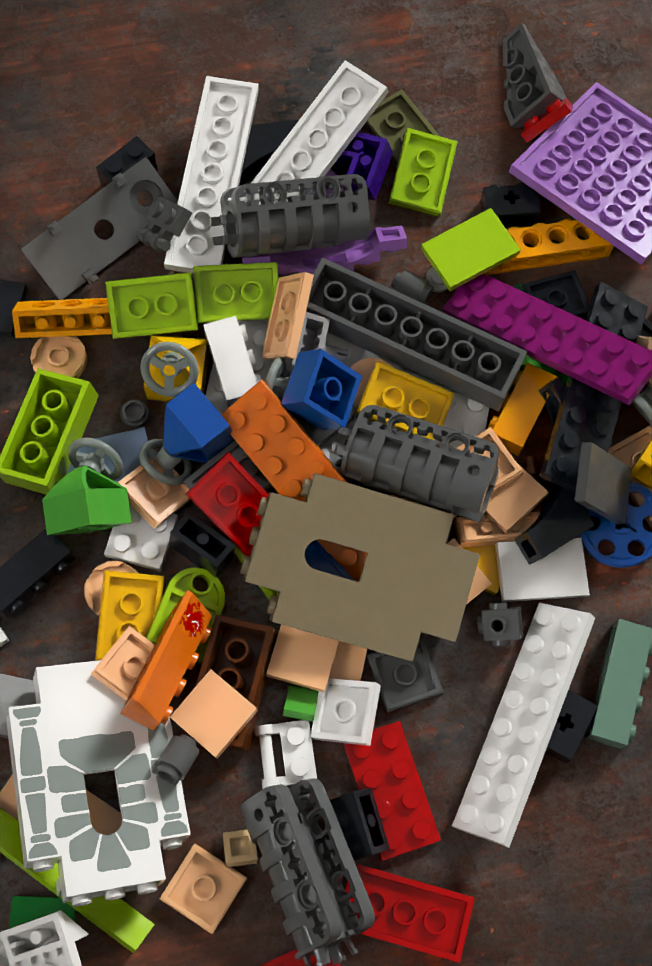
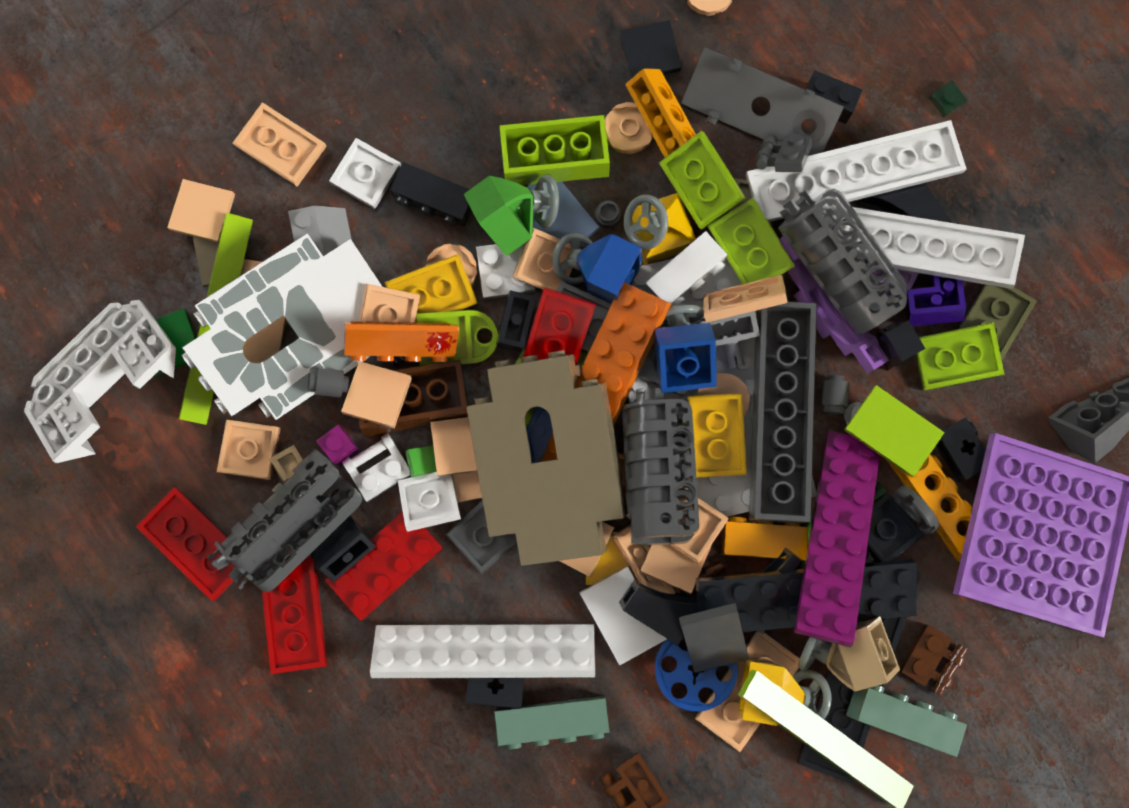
camera: 70 degrees right, 10 degrees up
(180, 77) = (948, 98): none -> clear green plate
(243, 782) = (337, 445): none -> magenta brick
(391, 208) = (899, 343): none -> black brick
(511, 622) = (558, 598): dark grey brick -> none
(550, 262) = (916, 509): none -> dark grey tile
(555, 112) = (1076, 452): red plate -> none

